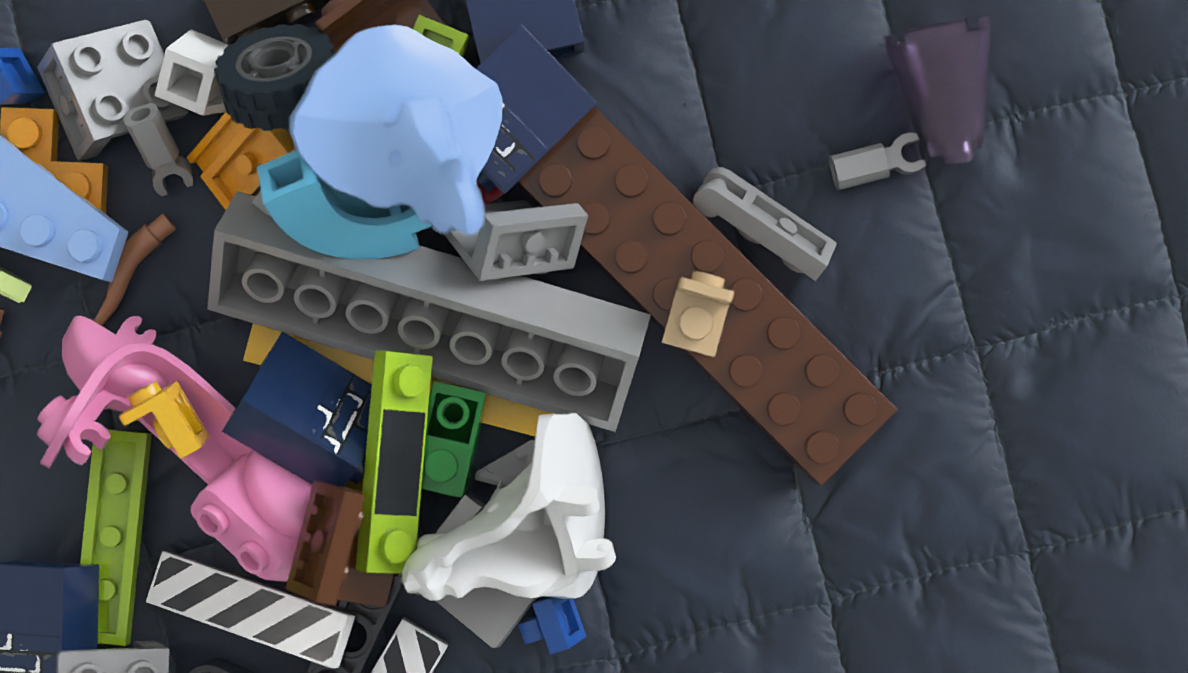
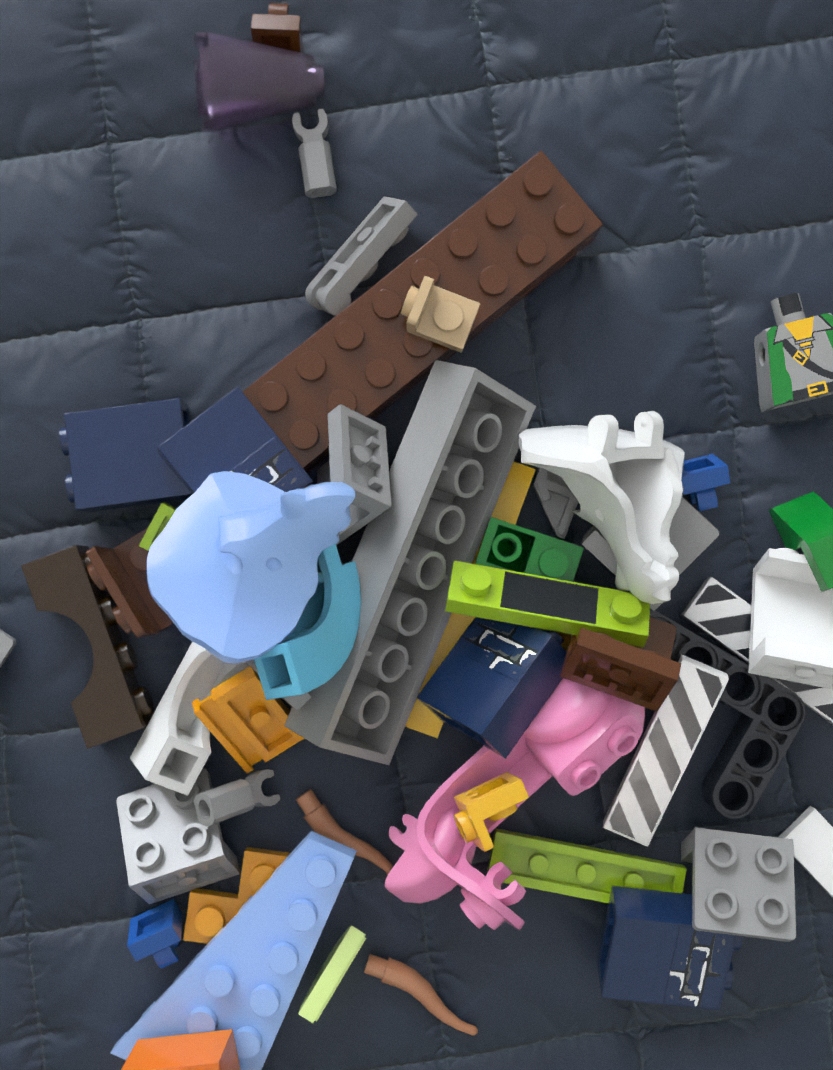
camera: 85 degrees left, 0 degrees up
(269, 73) = (180, 681): black wheel -> none
(1007, 106) = (278, 28): none -> reddish brown tile

